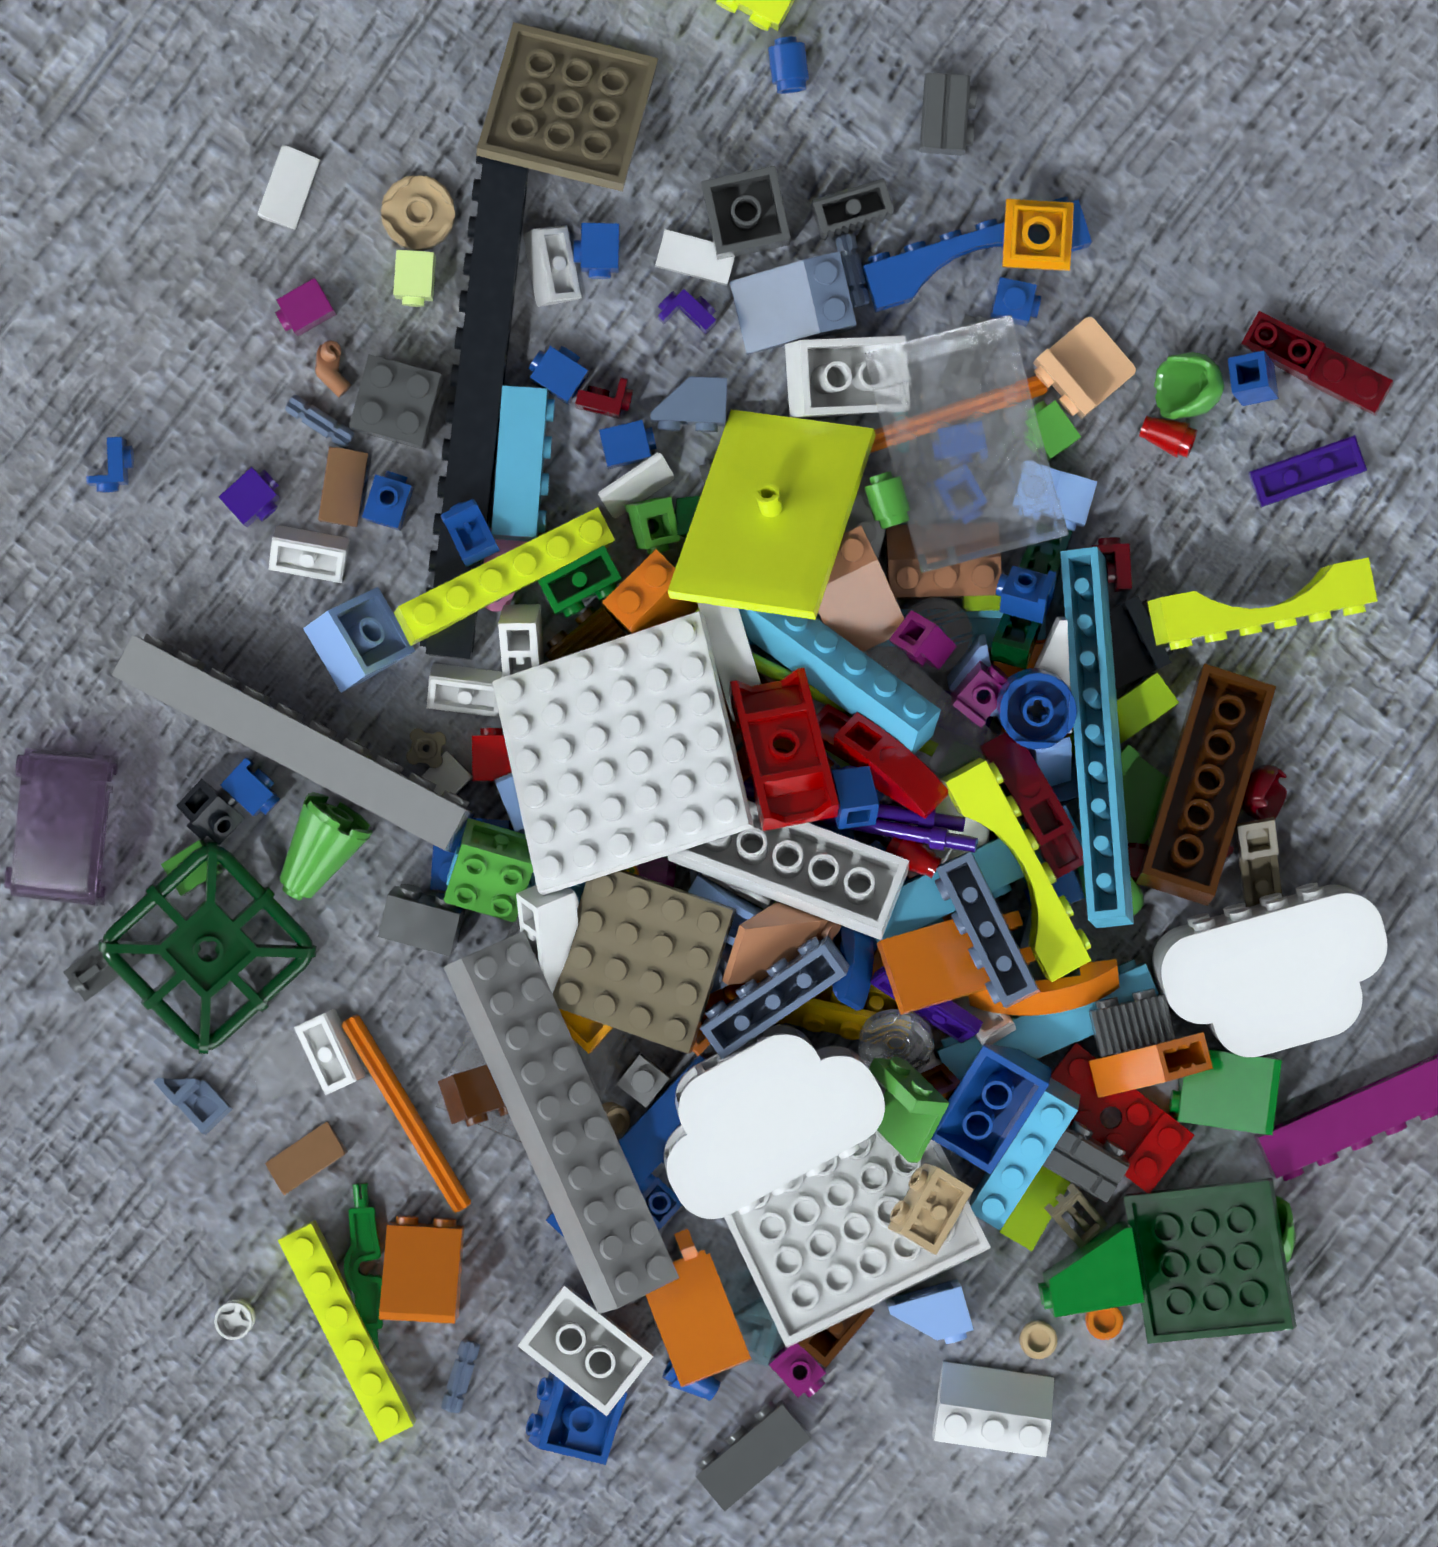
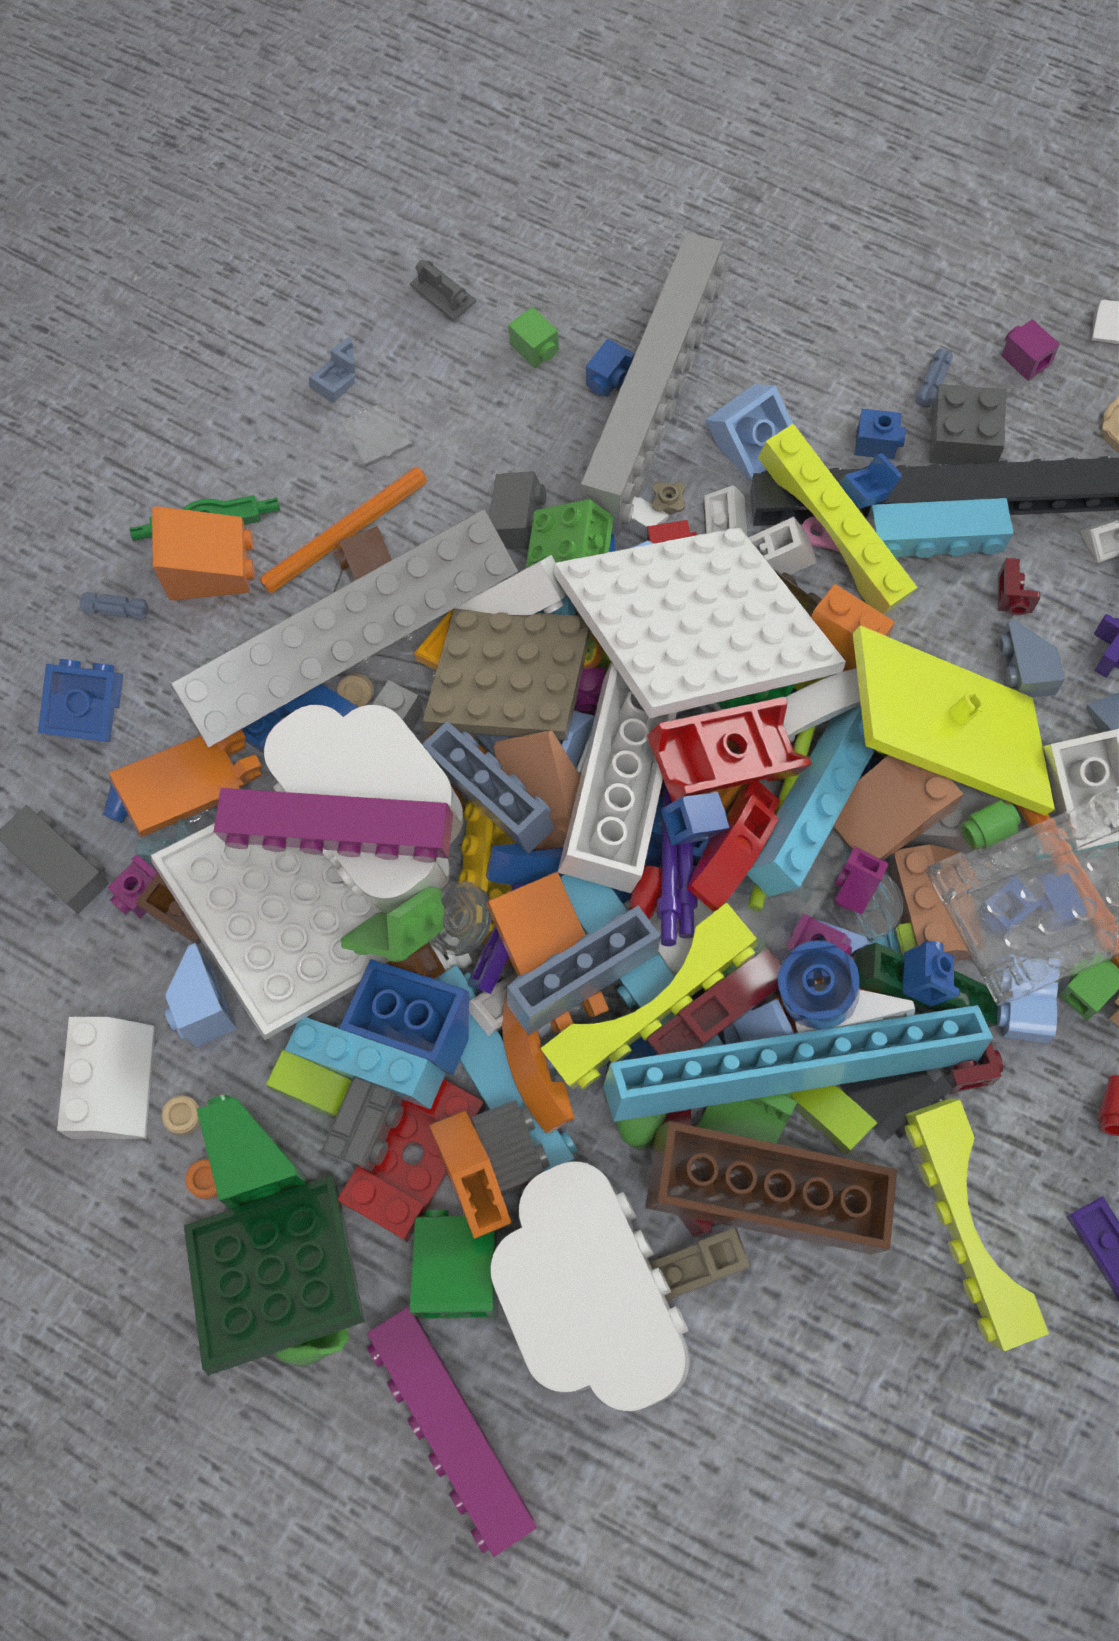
camera: 85 degrees right, 20 degrees down
(61, 826) = (552, 236): clear purple windscreen -> none
(119, 458) = (859, 237): blue bracket -> none
(207, 923) = (468, 372): dark green plate -> none
(210, 812) = (581, 338): black brick -> none
(232, 1325) = (151, 423): white wheel -> none
(251, 496) = (857, 333): dark purple brick -> none
(306, 1158) = (295, 460): medium nougat slope -> none
(308, 553) = (818, 387): white slope -> none
(321, 845) = (568, 421): bright green cone -> none
(328, 368) = (986, 376): nougat arm -> none
(330, 1051) = (391, 462): white slope -> none
(343, 486) = (883, 395): medium nougat slope -> none
(345, 1331) = (94, 535): neon yellow arch -> none
(414, 277) = (1080, 425): yellowish green brick -> none
(558, 373) = (1030, 546): blue brick -> none
(580, 581) = (840, 569): green brick -> none
(585, 1349) = (135, 696): white slope -> none
(627, 444) = (978, 612): blue brick -> none
(636, 485) = (943, 626): white slope -> none
(662, 514) = (920, 635): bright green brick -> none
(806, 1155) = (334, 823): none -> magenta brick
(929, 1207) = (297, 970): tan bracket -> none
(1065, 1204) = (318, 1111): dark tan tile -> none
(1264, 793) = (773, 1260): dark red hair -> none

